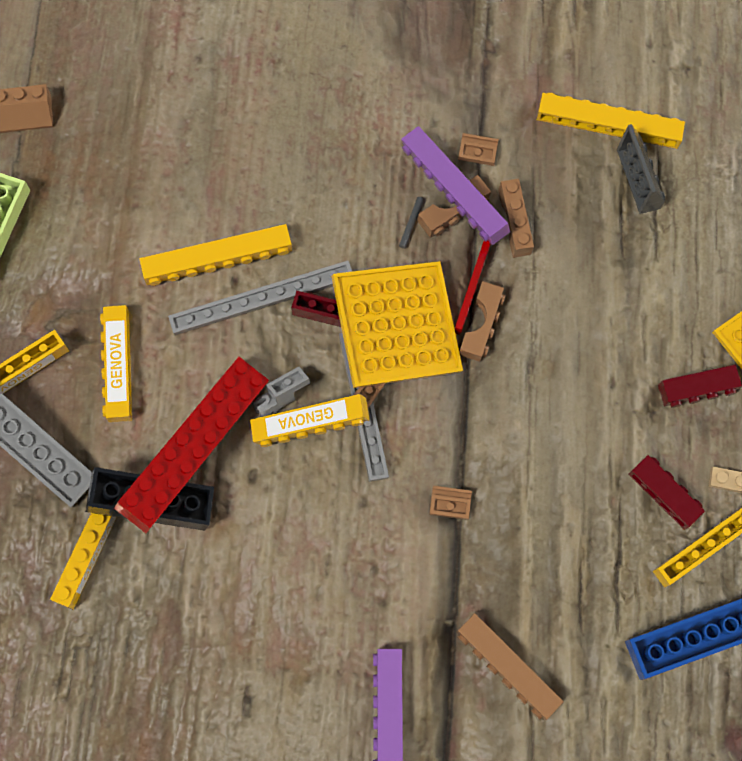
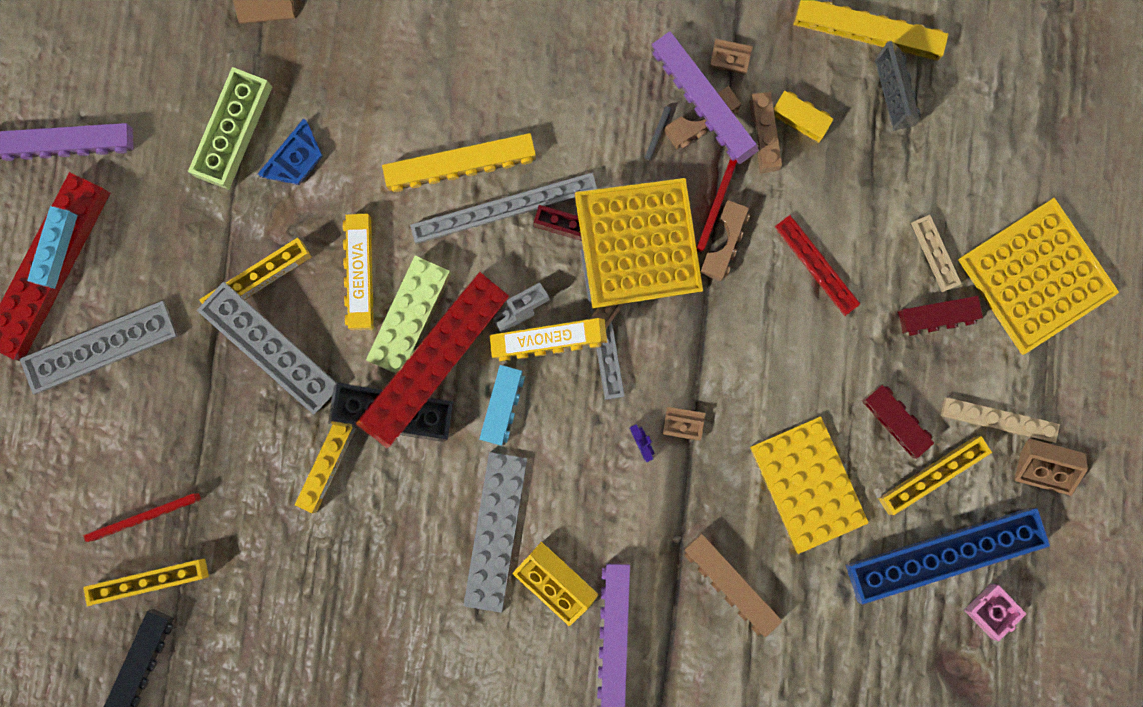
camera: 10 degrees right, 10 degrees up
(51, 255) = (294, 157): none -> blue wing
(168, 402) = (409, 314): none -> yellowish green brick
(260, 623) = (495, 532): none -> light grey plate
(264, 490) = (501, 404): none -> medium azure brick
(324, 673) = (555, 584): none -> yellow slope
(408, 521) = (642, 442): none -> dark purple plate
(550, 202) = (802, 116): none -> yellow brick
(575, 343) = (817, 265): none -> red tile
(581, 561) = (809, 485): none -> yellow plate
(690, 327) = (936, 253): none -> tan plate

